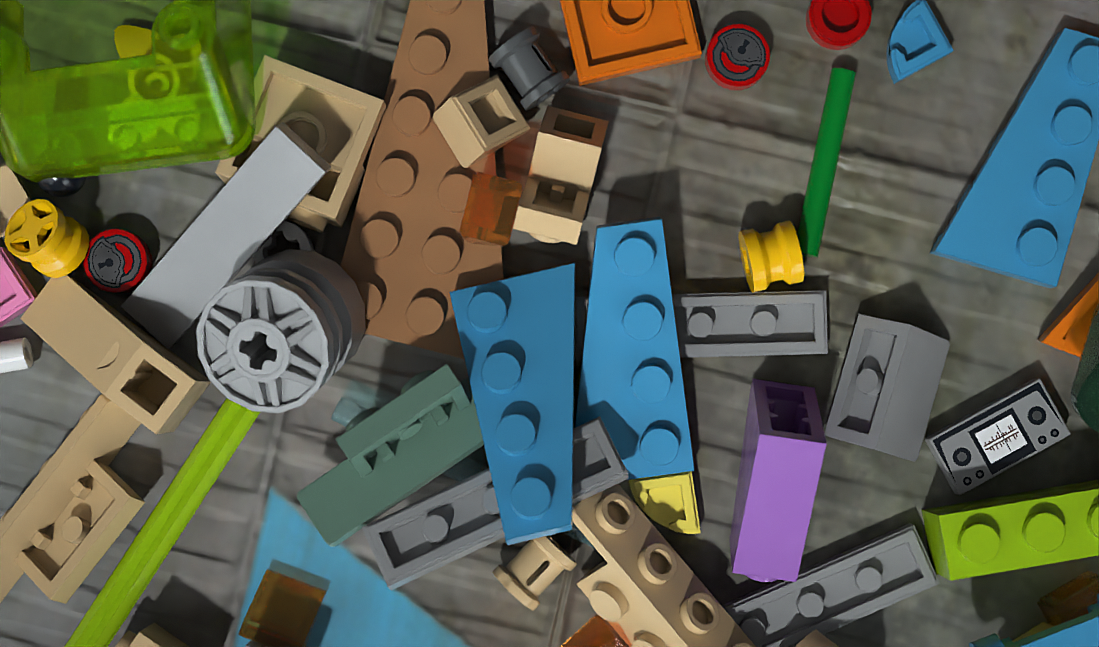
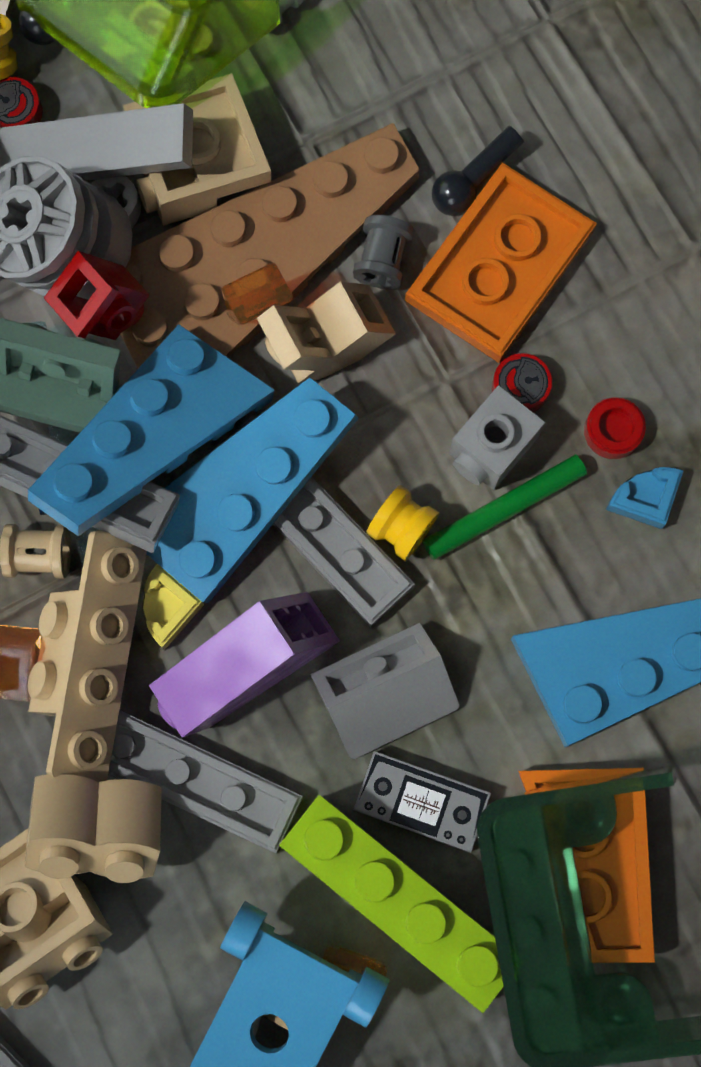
camera: 50 degrees right, 10 degrees down
(388, 342) = (110, 309): none -> red brick
(480, 121) = (317, 248): tan slope -> none
(769, 122) = (494, 439): none -> light grey brick

